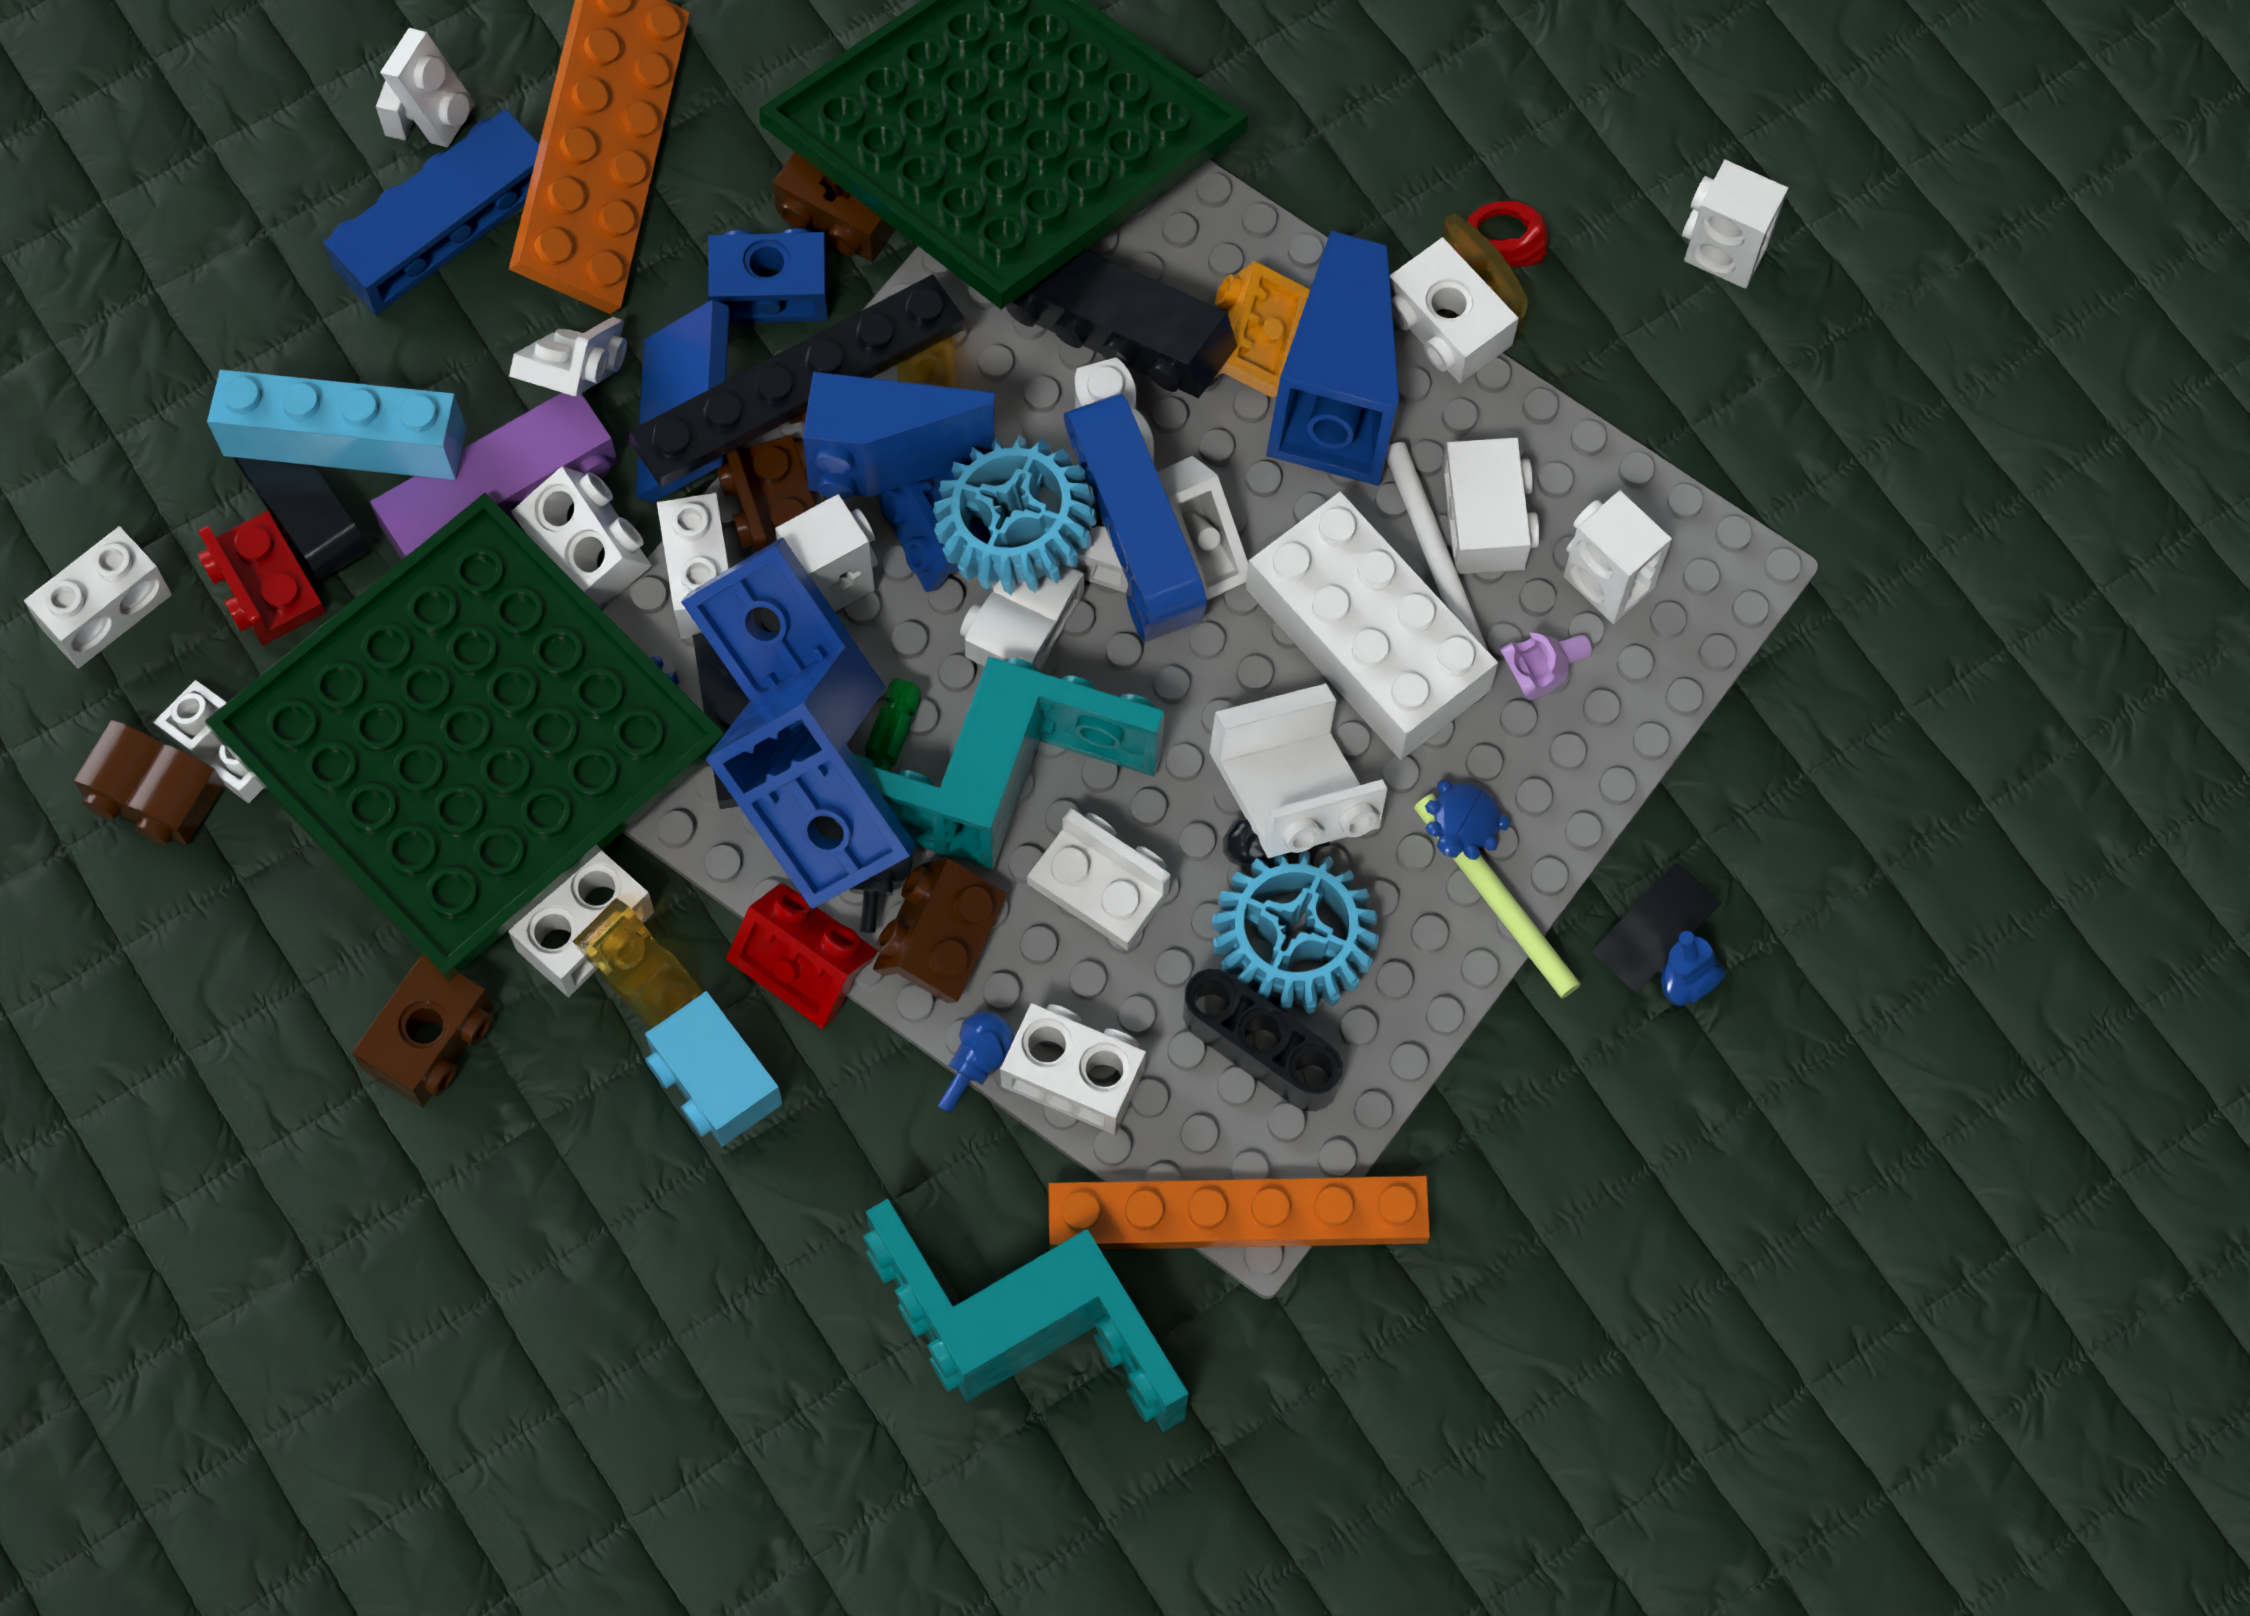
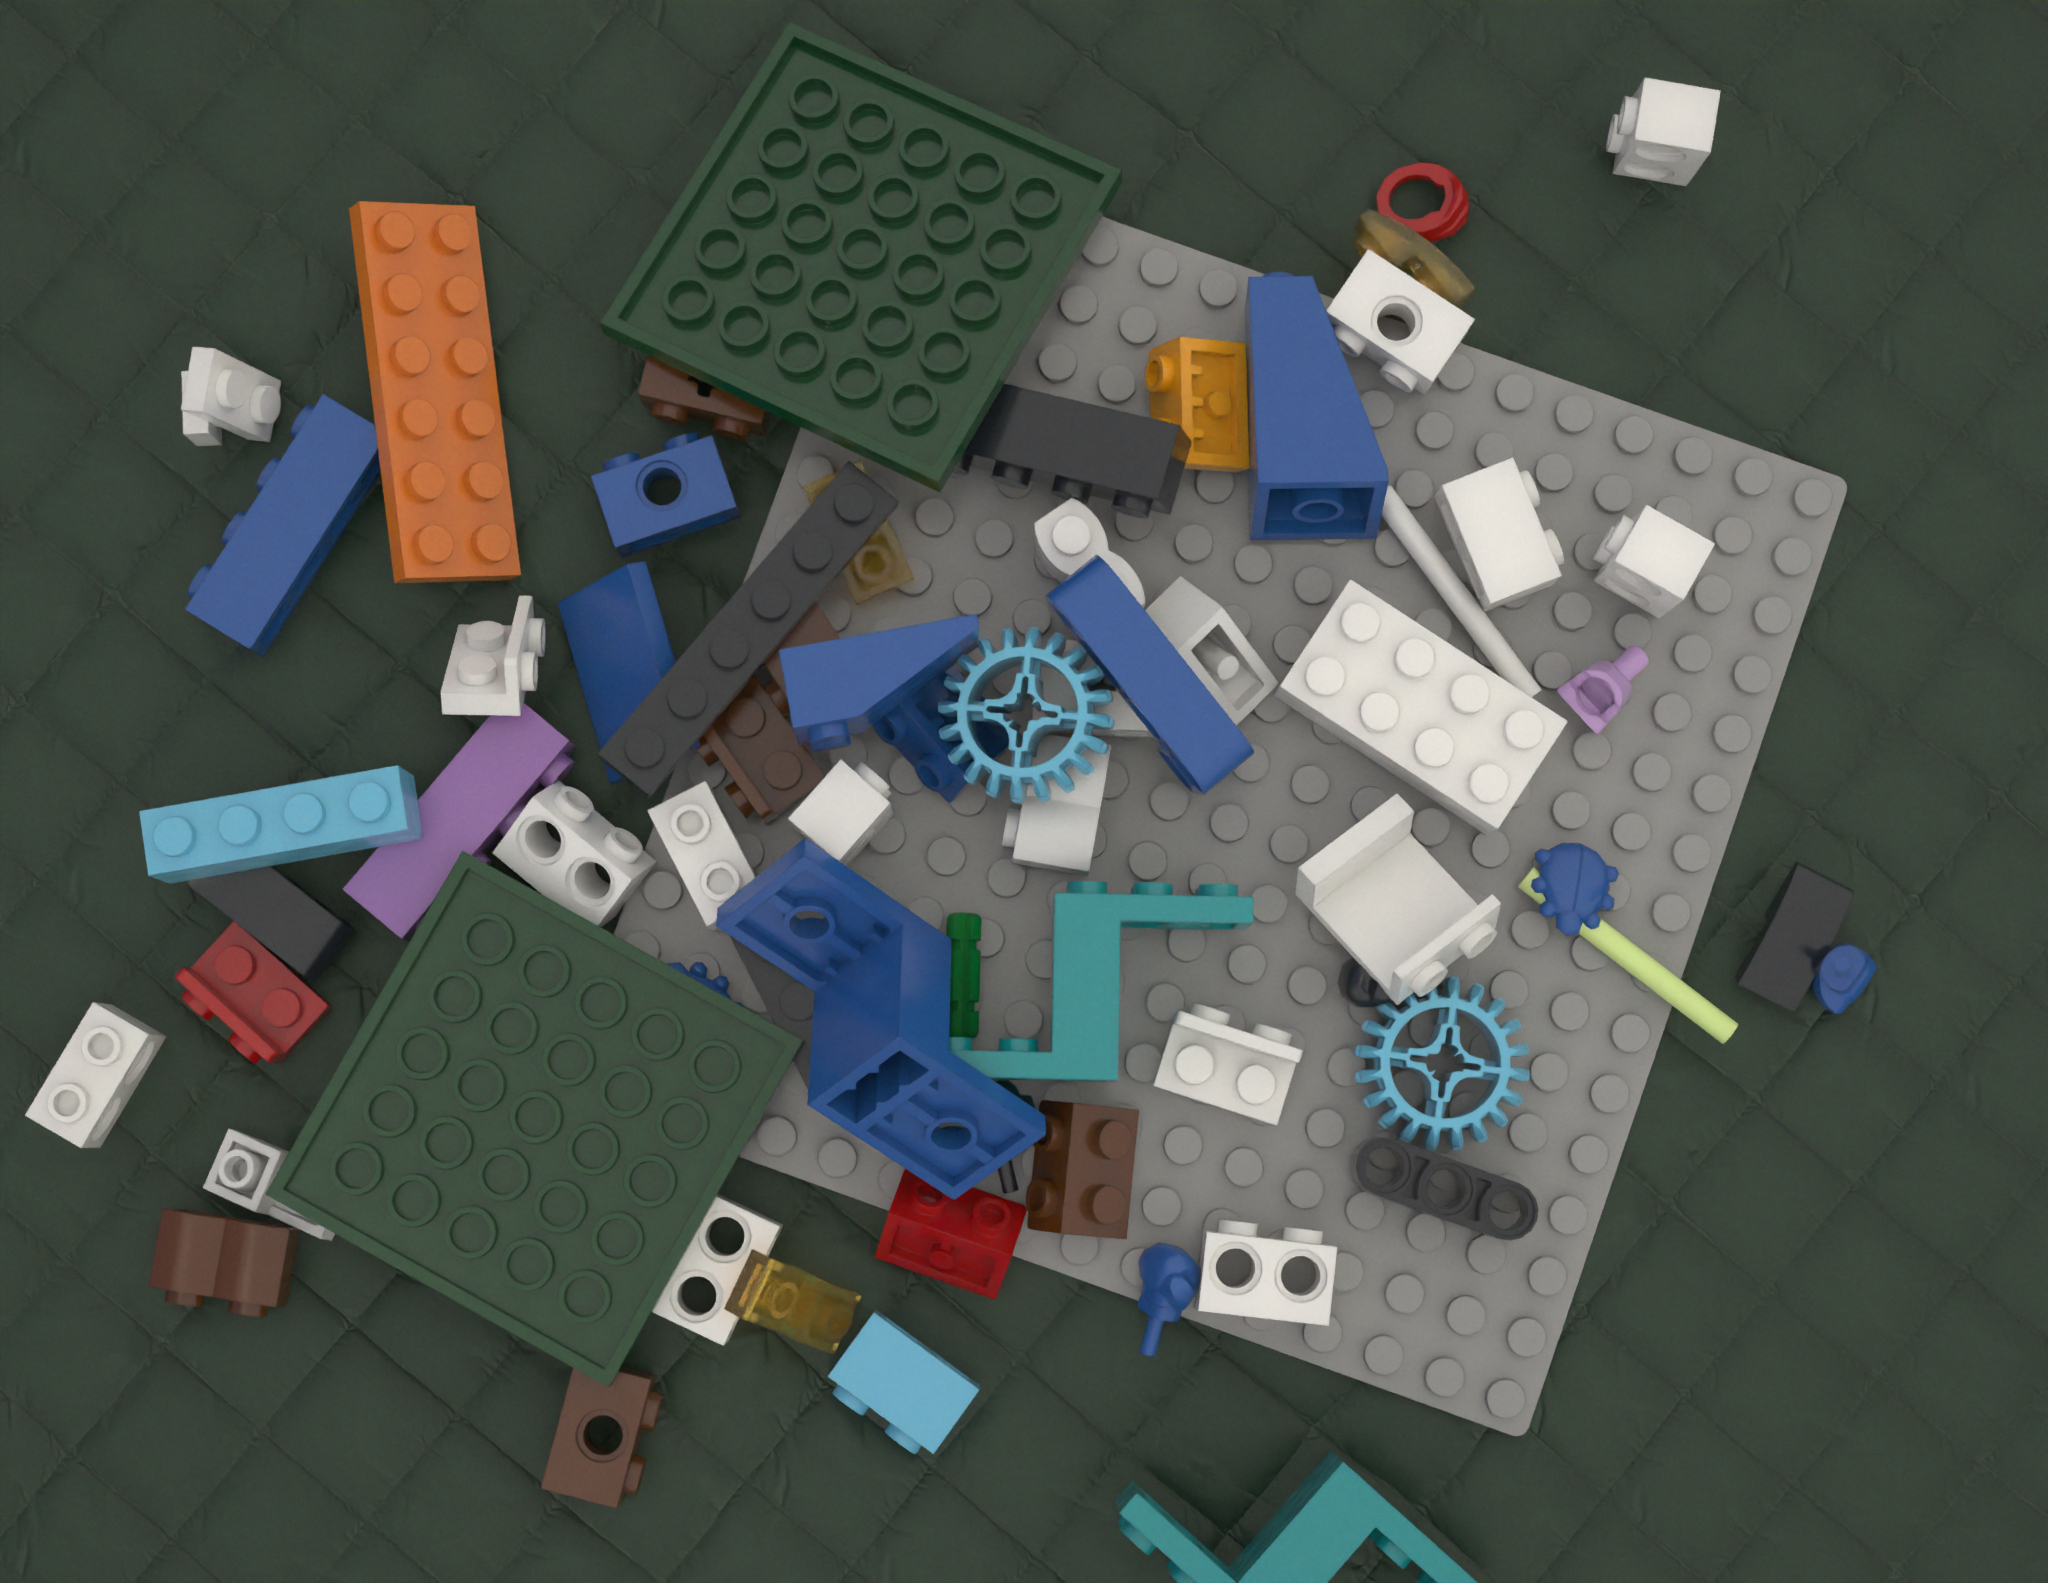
camera: 20 degrees left, 15 degrees up
(1242, 1212) = (1471, 1369): orange plate -> none

